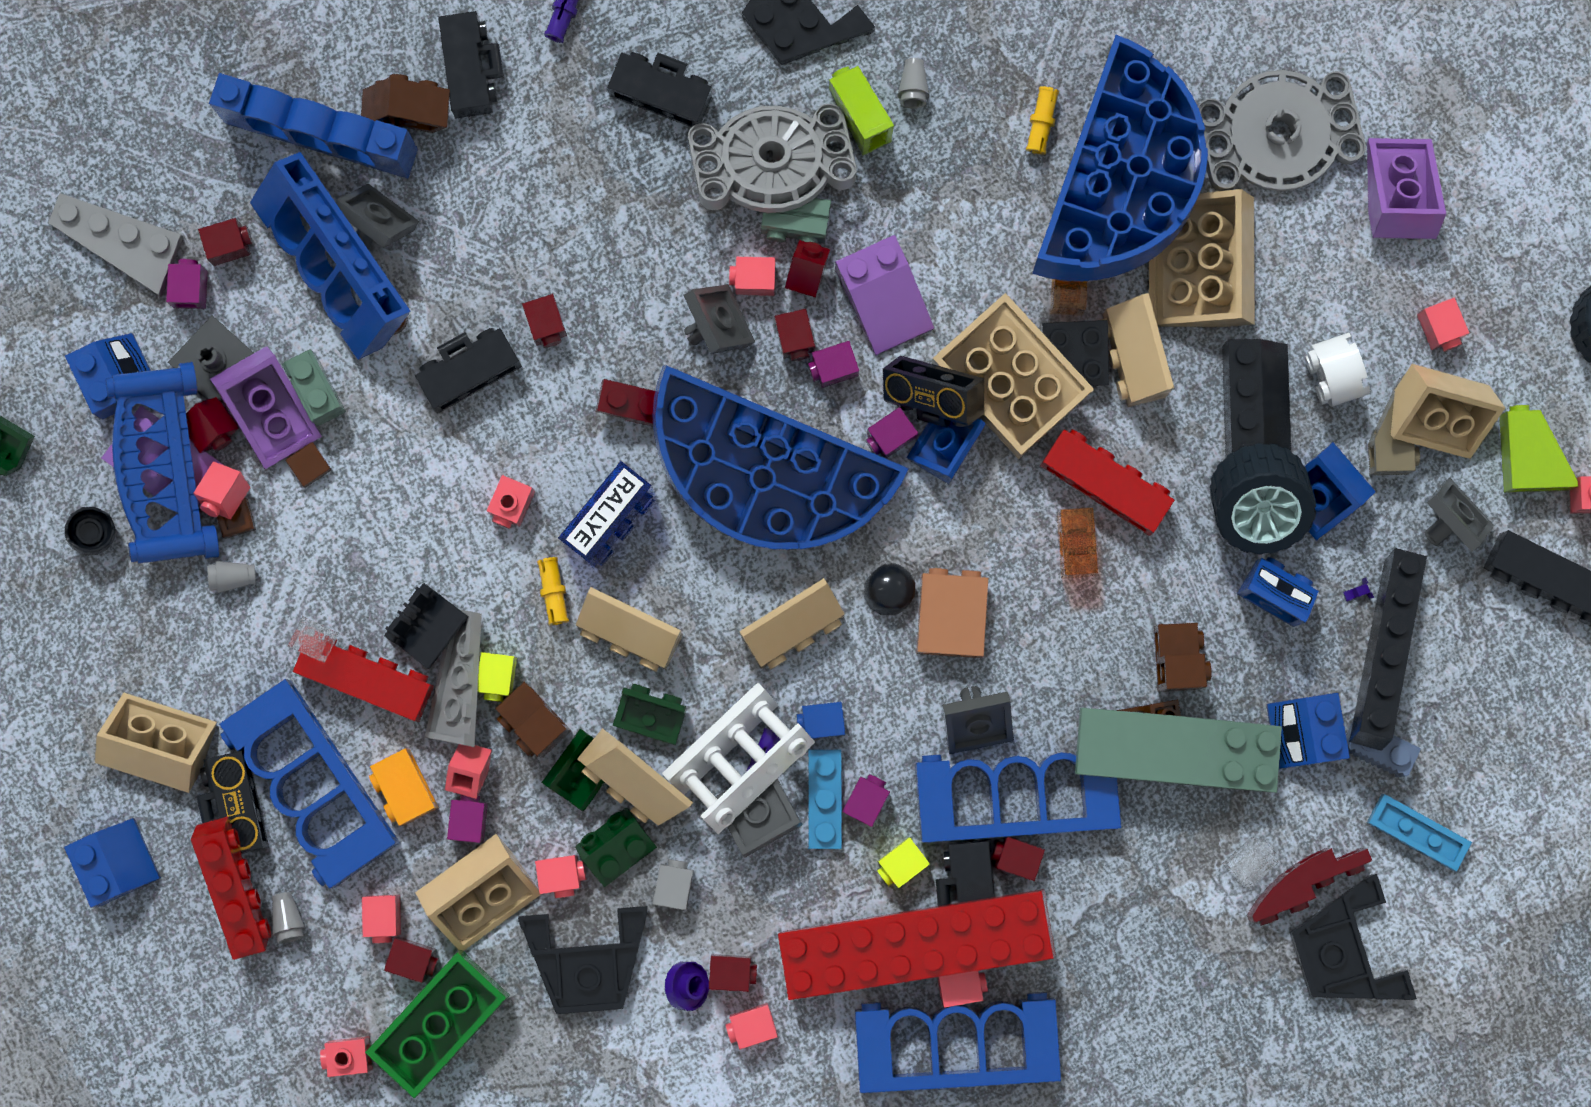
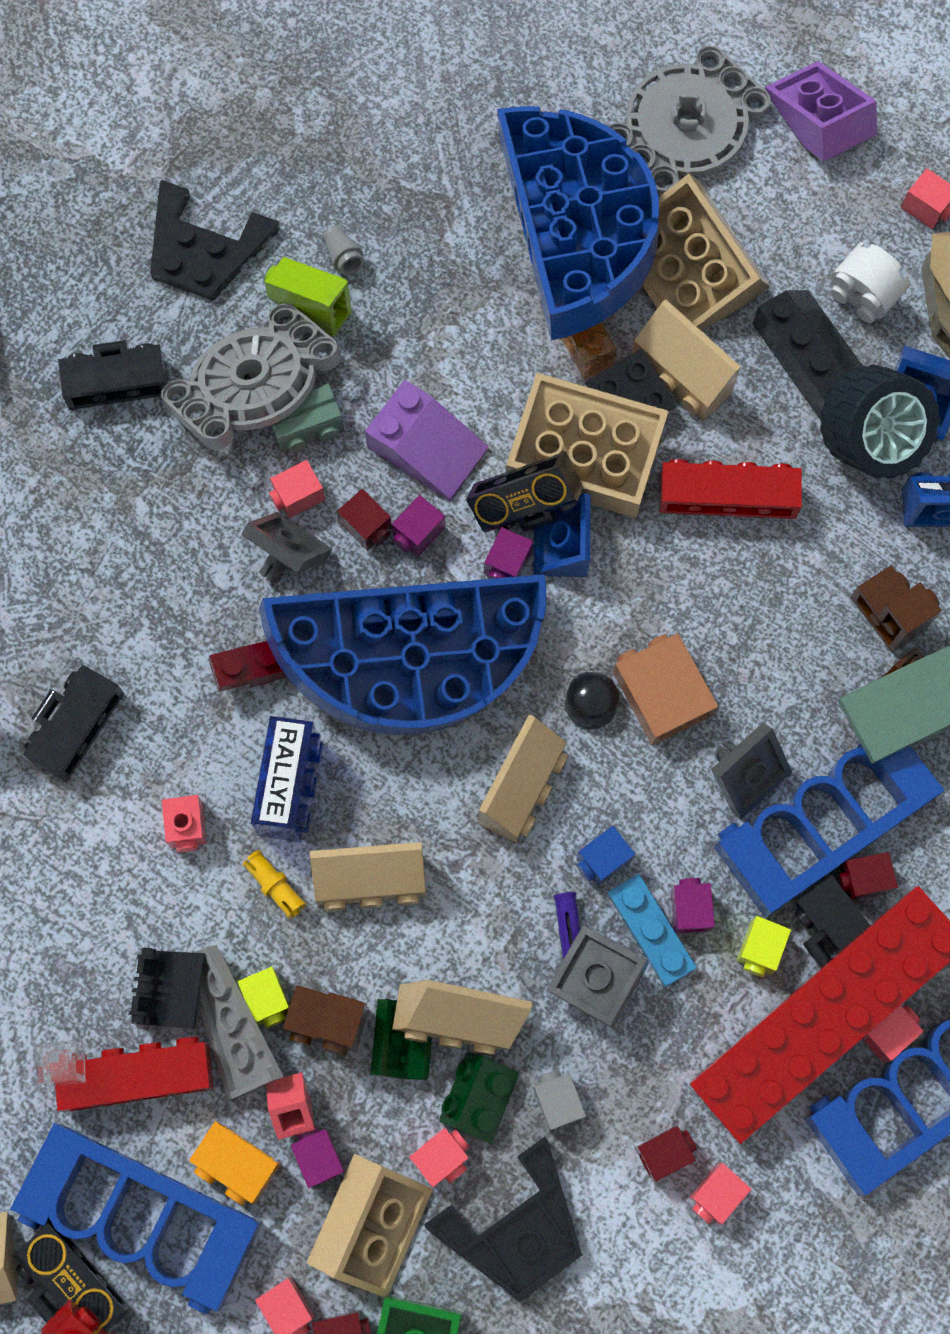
camera: 30 degrees left, 10 degrees down
(545, 321) = (122, 637): dark red brick -> none
(650, 715) = (437, 946): dark green bracket -> none
(686, 986) = (631, 1192): dark purple plate -> none
(720, 740) = (519, 929): white fence -> none
(807, 268) = (342, 453): dark red brick -> none
(1042, 120) = (475, 220): yellow pin -> none
(1077, 543) = (737, 558): clear orange brick -> none

